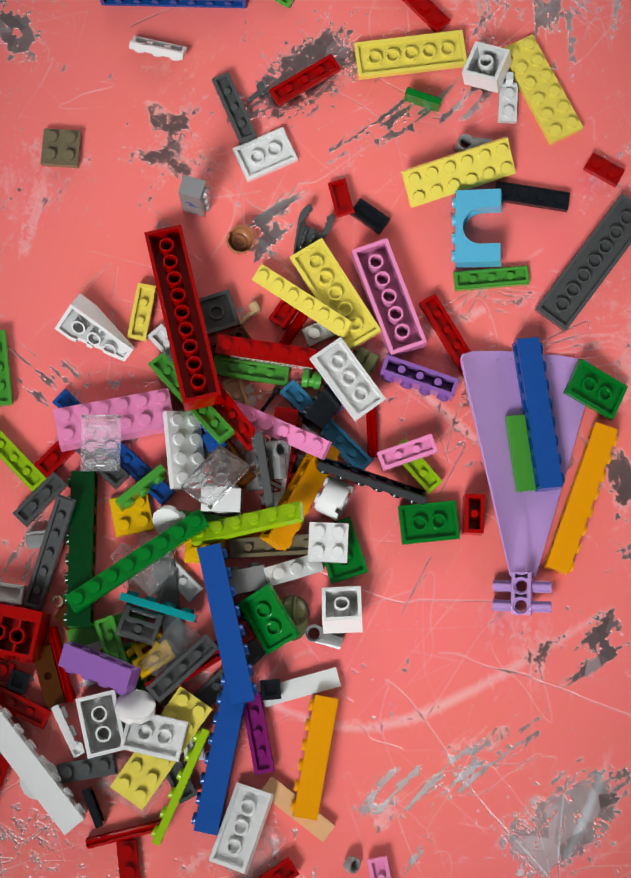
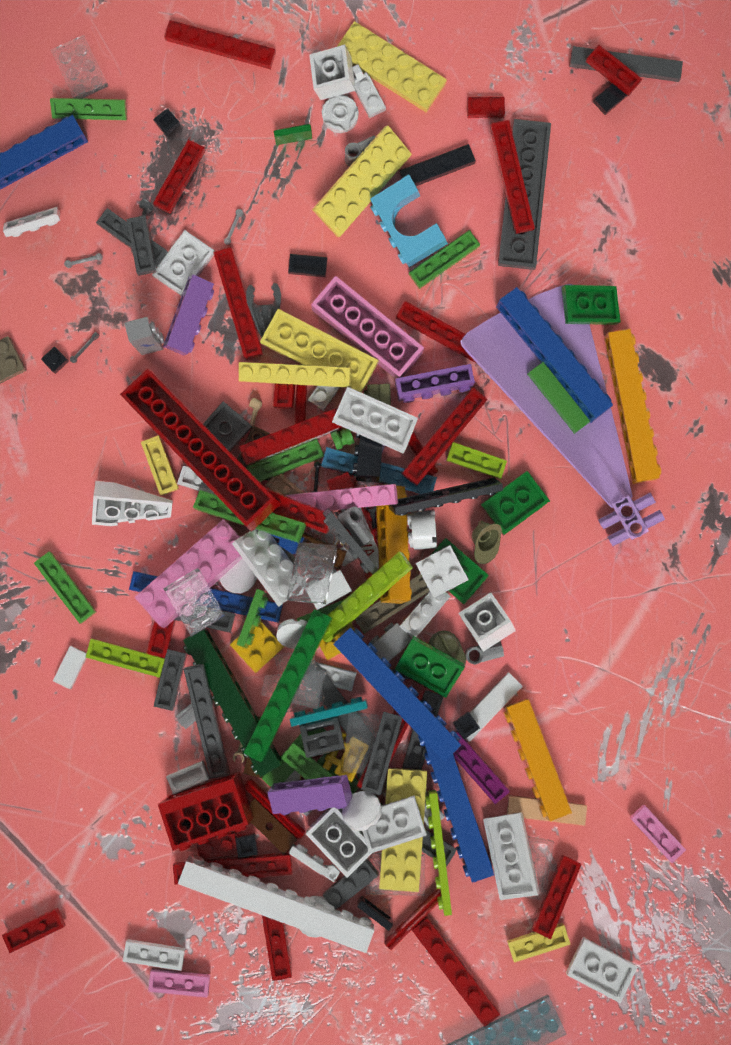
camera: 25 degrees left, 5 degrees up
(107, 173) = (55, 360): none -> black plate
(123, 181) = (73, 359): none -> dark grey hinge
(151, 447) = (239, 578): none -> white tile
(168, 100) = (69, 264): none -> light grey hinge
(237, 119) = (141, 245): none -> dark grey plate
(240, 239) = (208, 351): nougat hair -> none
(242, 199) = (188, 315): none -> medium lavender brick
(290, 213) = (237, 303): none -> red plate
(321, 29) = (166, 122): none -> black plate
(337, 139) = (239, 213): none -> light grey hinge
(341, 197) = (273, 263): red tile -> none
(354, 861) = (619, 829): light grey hinge -> none
(383, 541) = (486, 541): none -> olive piece
(400, 429) = (444, 436): none -> red plate
(407, 452) = (462, 453): bright pink plate -> none
(410, 54) = (258, 100): light yellow plate -> none
(473, 514) = (550, 474): red brick -> none
(474, 105) = (340, 114): none -> white tile
(590, 241) = (512, 177): none -> red plate

